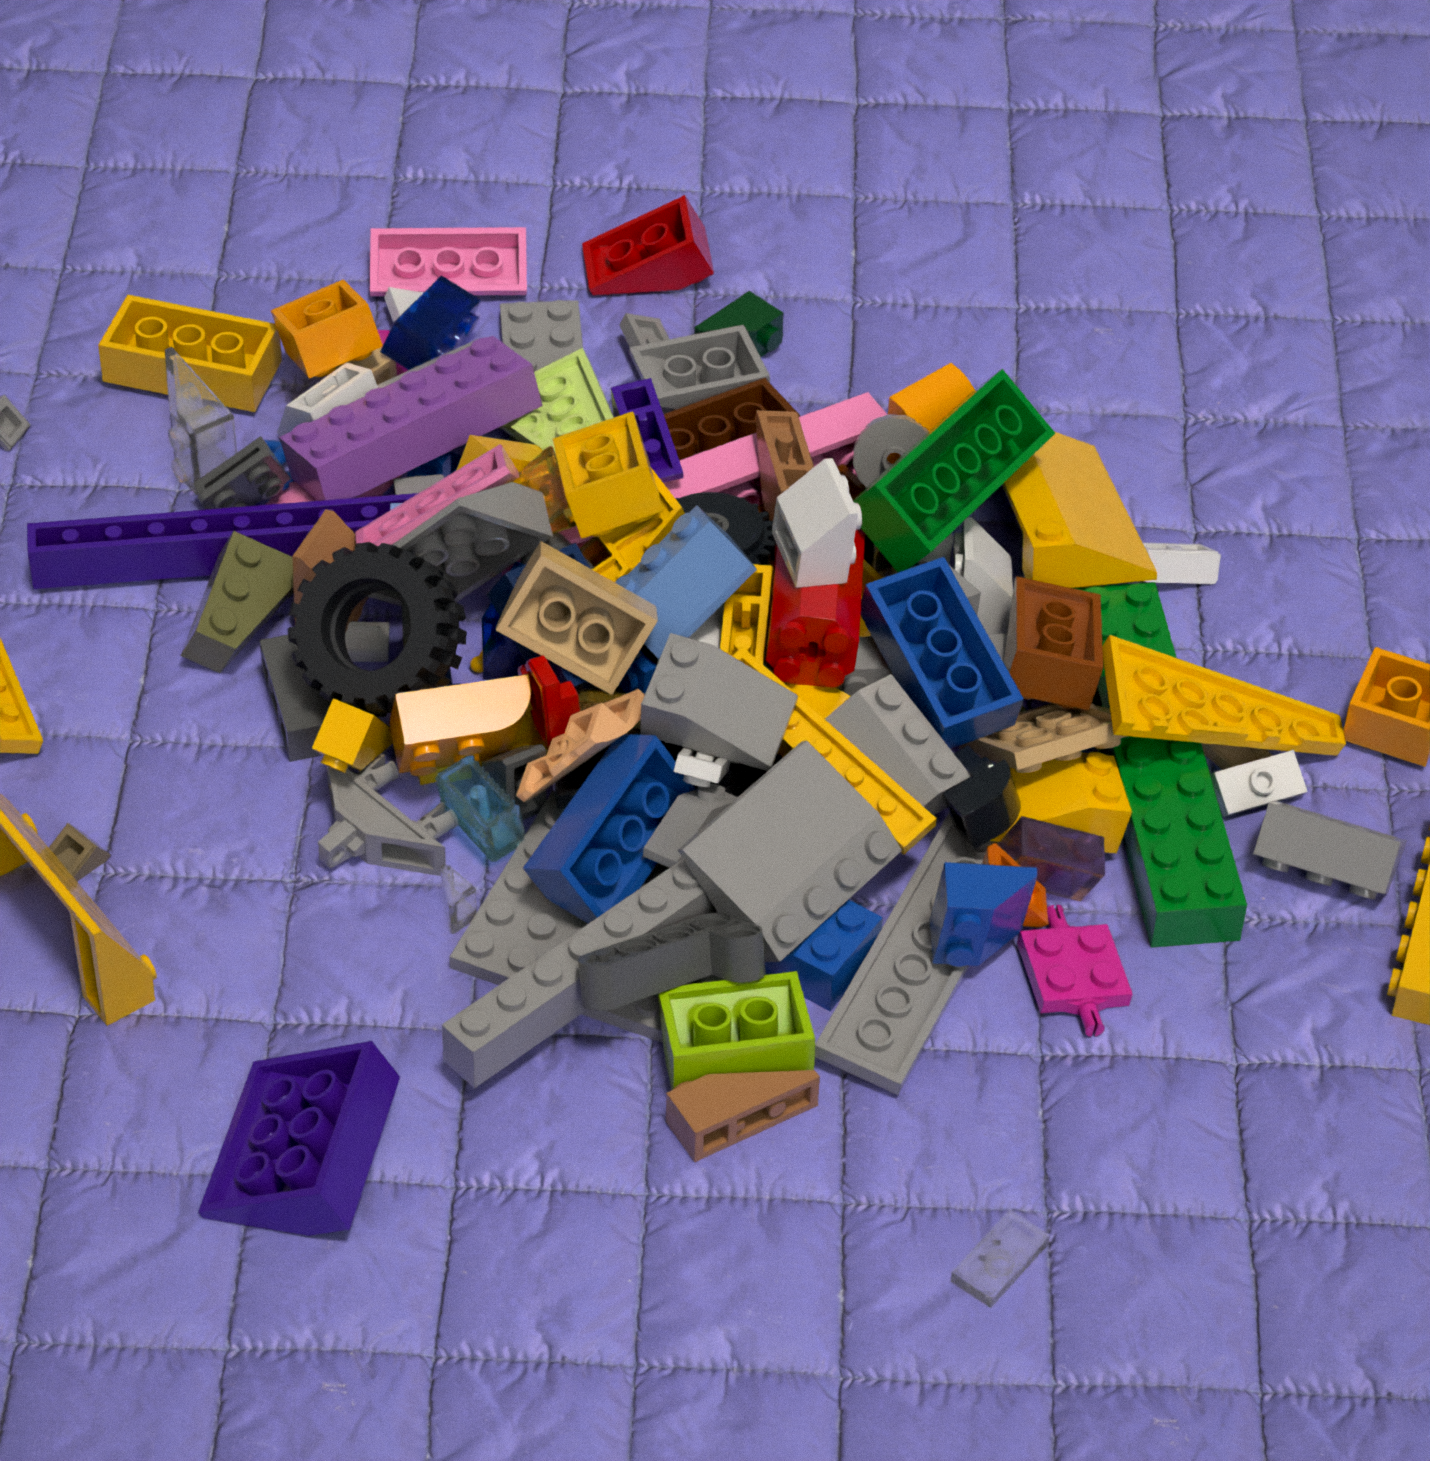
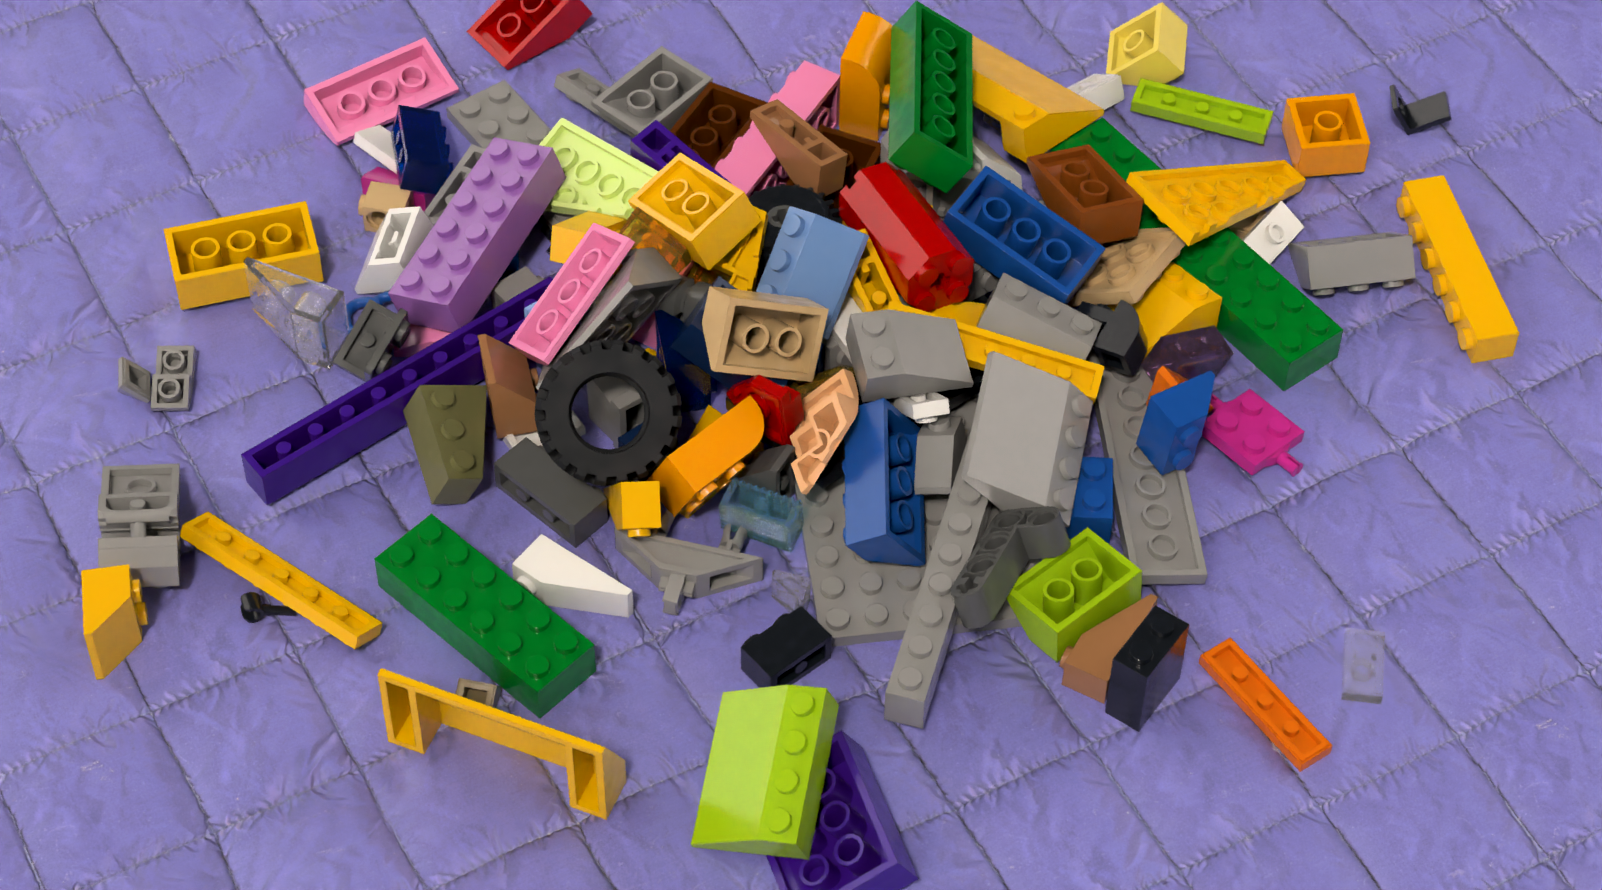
camera: 30 degrees left, 5 degrees up
(45, 440) = (173, 378): none -> light grey slope
(142, 780) = (486, 615): none -> green brick
(244, 783) = (568, 581): none -> white slope
(277, 1049) = (766, 771): none -> lime slope
(327, 329) = (354, 187): light orange brick -> none
(401, 951) = (786, 650): none -> black brick
(743, 1138) = (1146, 668): none -> black brick
(759, 317) = (646, 38): dark green slope -> none
(817, 527) = (900, 182): white slope -> none
(863, 1246) = (1265, 704): none -> orange tile
(881, 438) = (851, 100): light grey plate -> none
(1277, 542) = (1148, 47): none -> light yellow slope
(1287, 628) = (1201, 111): none -> lime plate

